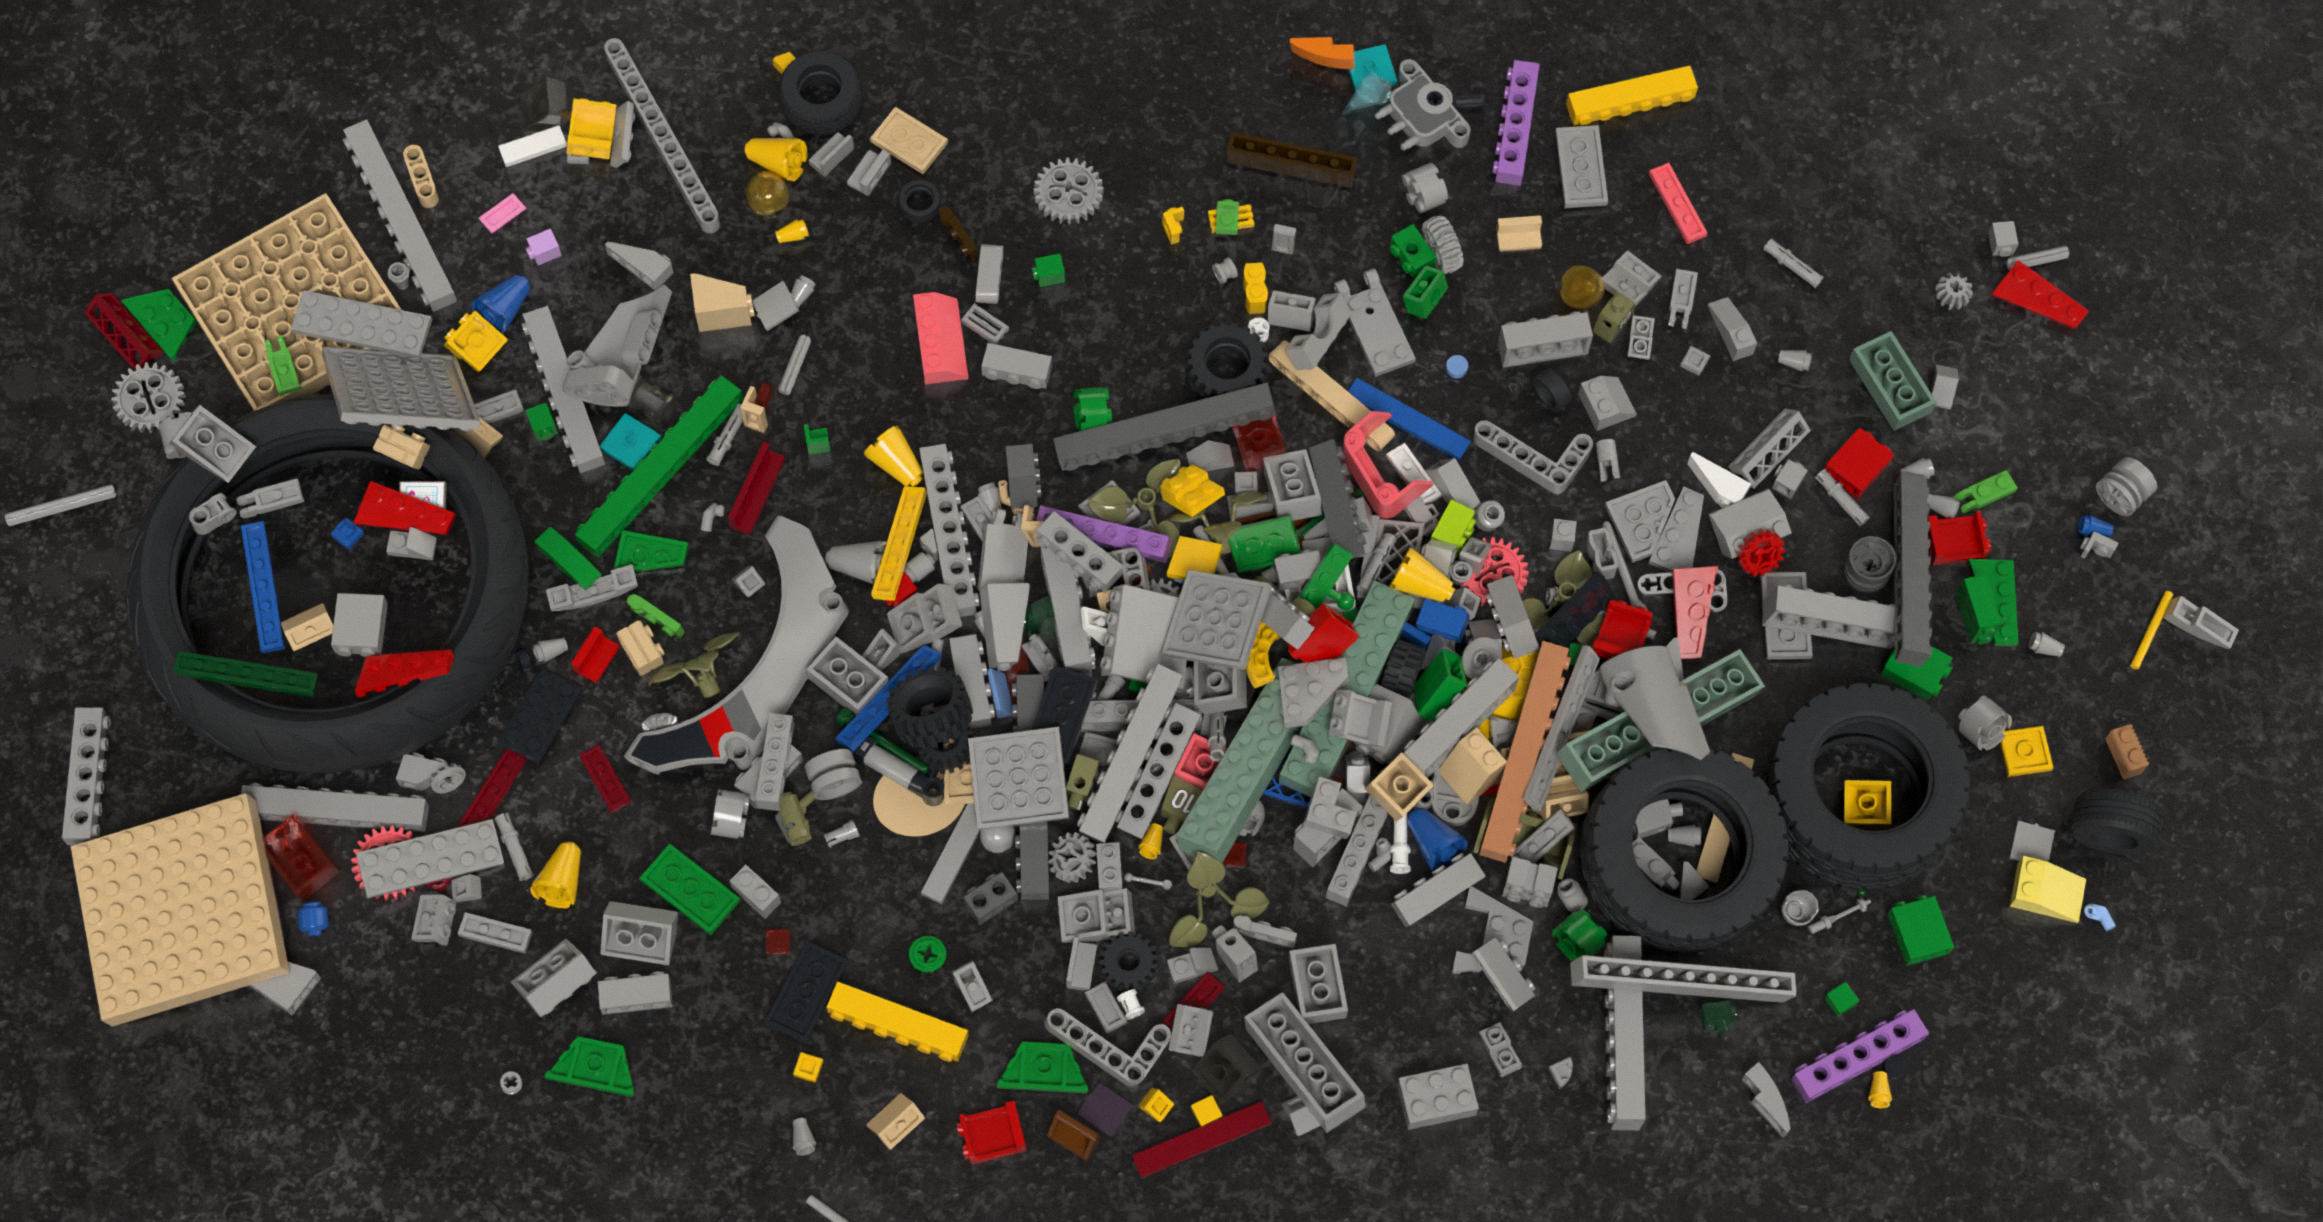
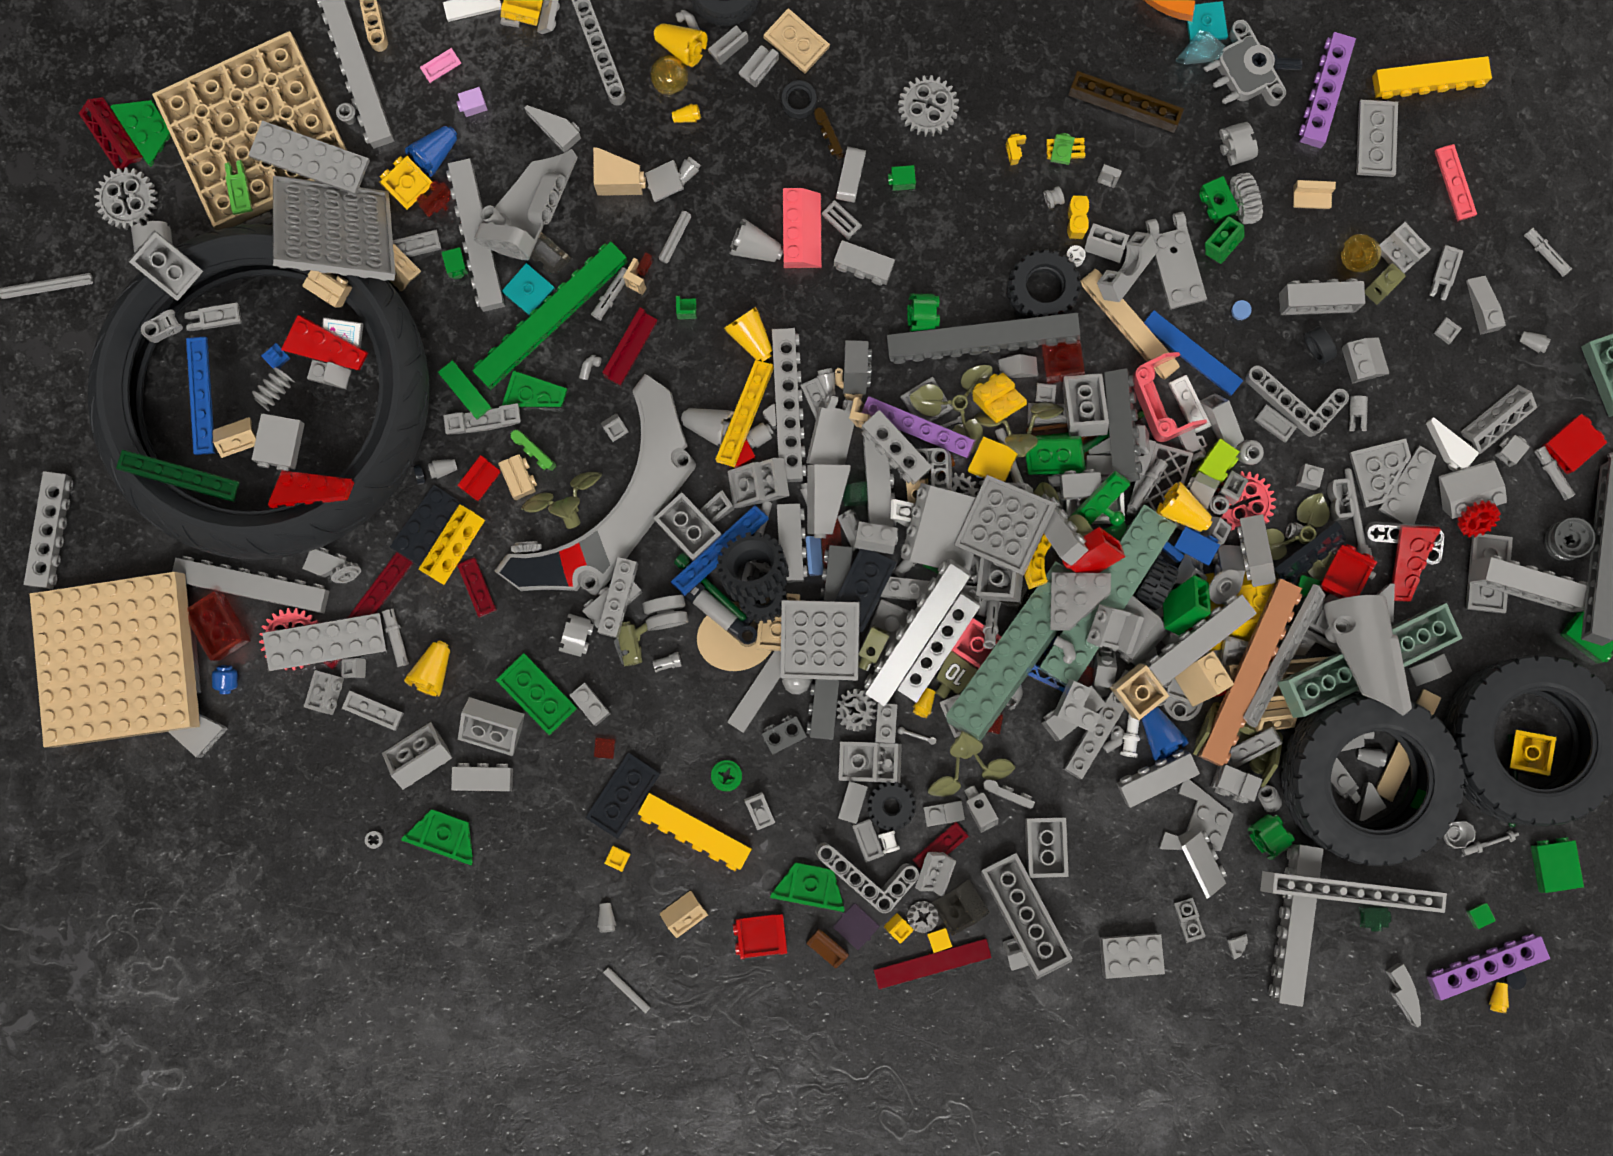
camera: 10 degrees right, 15 degrees up
(346, 565) = (272, 388): none -> light grey piece
(512, 357) = (436, 200): none -> clear red hips
(570, 731) = (451, 544): none -> yellow brick
(888, 359) = (754, 244): none -> light grey cone
(1068, 652) = (876, 537): none -> light grey brick
(1181, 1097) = (913, 915): none -> light grey gear
(1515, 483) = (1275, 423): none -> light grey tile
(1640, 337) = (1404, 303): light grey slope -> none
(1736, 730) = (1430, 670): none -> light grey slope

